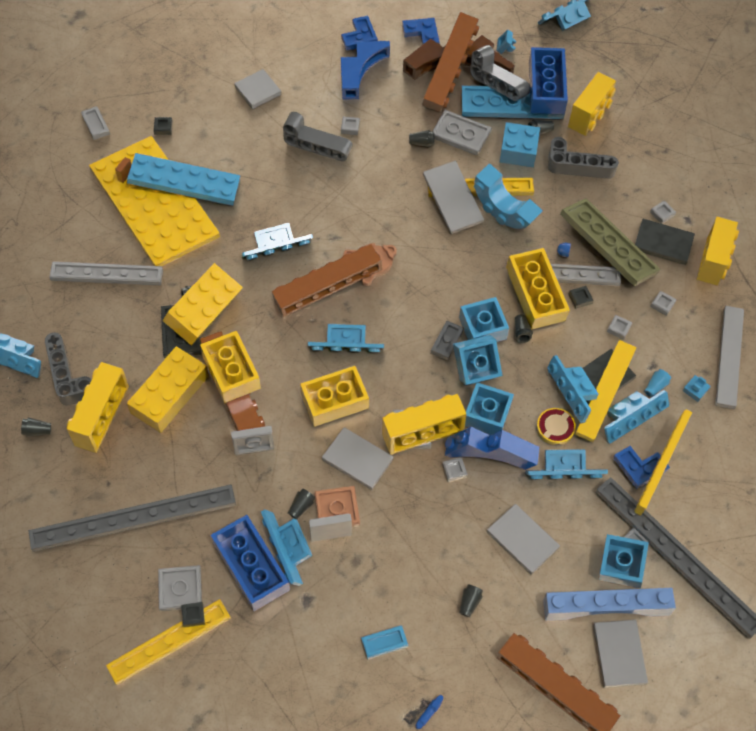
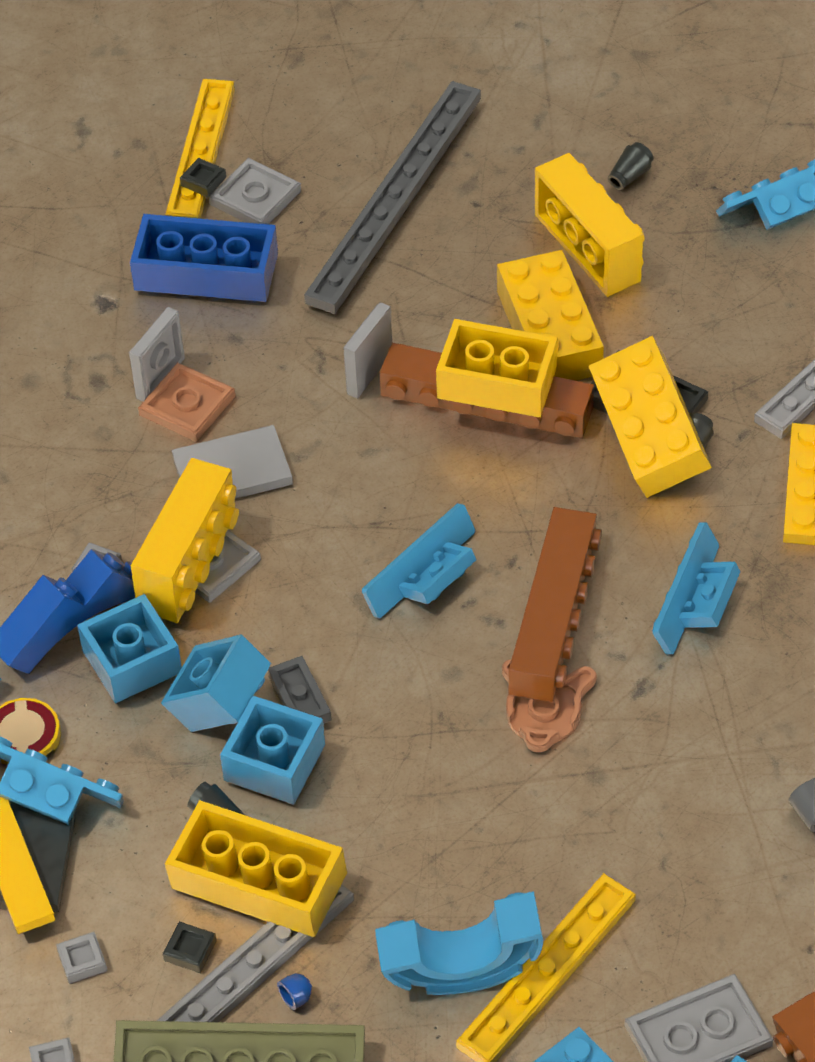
camera: 135 degrees right, 10 degrees down
(62, 368) = (697, 231): dark grey beam -> none
(289, 543) = (200, 313): dark azure bracket -> none
(301, 503) = (232, 365): pearl dark grey cone -> none
(334, 396) = (344, 484): yellow brick -> none
(422, 138) = (732, 950): pearl dark grey cone -> none
(453, 197) = (569, 895): light grey tile -> none

